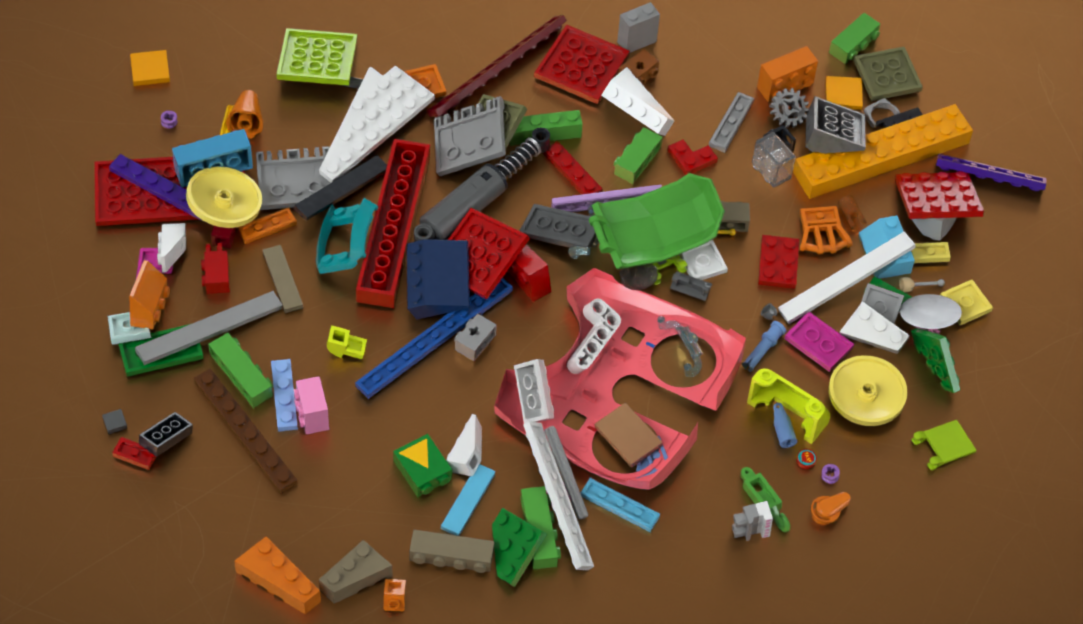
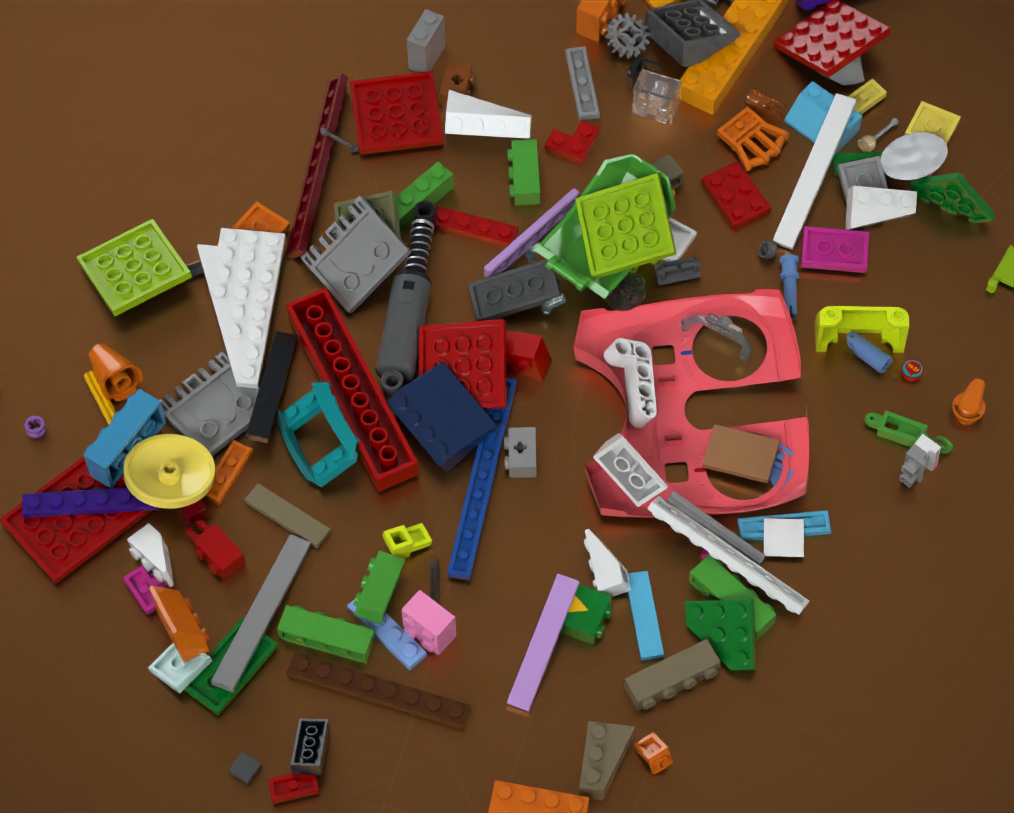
camera: 30 degrees left, 5 degrees up
(299, 360) = (378, 586): none -> bright green brick
(341, 387) = (434, 574): none -> dark grey piece
(378, 469) = (543, 642): none -> lavender tile
(517, 44) = (353, 147): none -> dark grey hinge
(611, 511) = (784, 537): none -> white sticker
(668, 227) = (625, 226): none -> lime plate
(830, 467) = (943, 363): medium lavender bush -> none
(867, 390) = (917, 268): light yellow dish -> none

